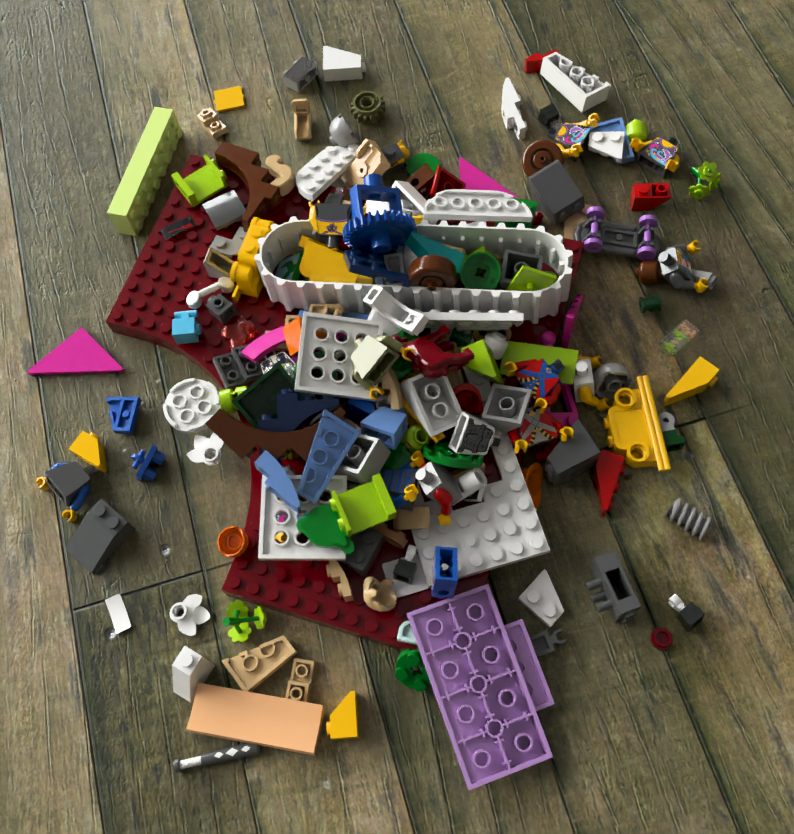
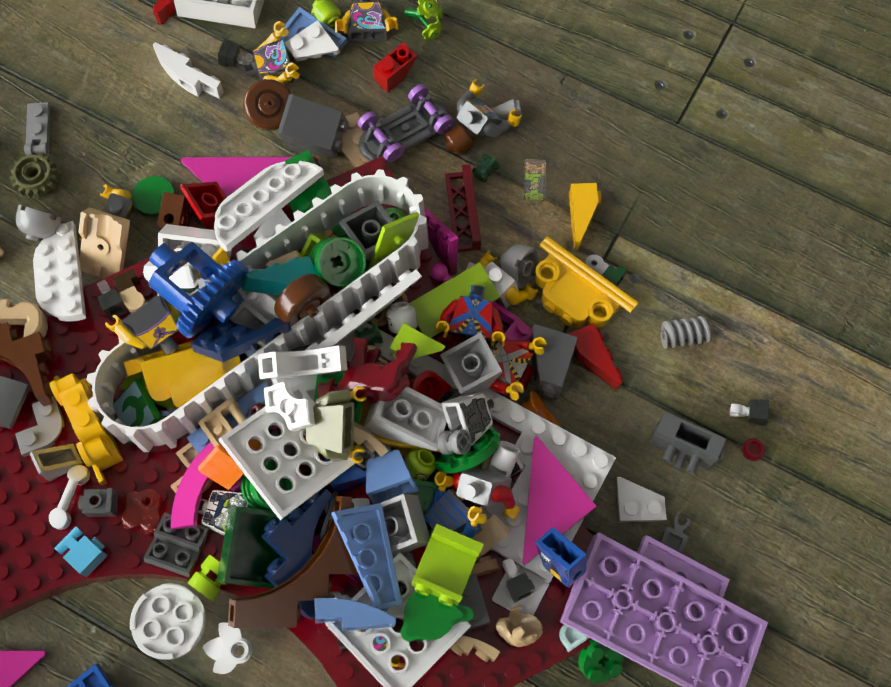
camera: 55 degrees left, 5 degrees up
(359, 326) = (296, 412): none -> white tile
(396, 83) = (37, 128): none -> light grey plate
(446, 441) = (454, 442): none -> light grey wheel
(479, 536) = (552, 499): none -> dark pink tile
(611, 321) = (470, 206): none -> dark red fence

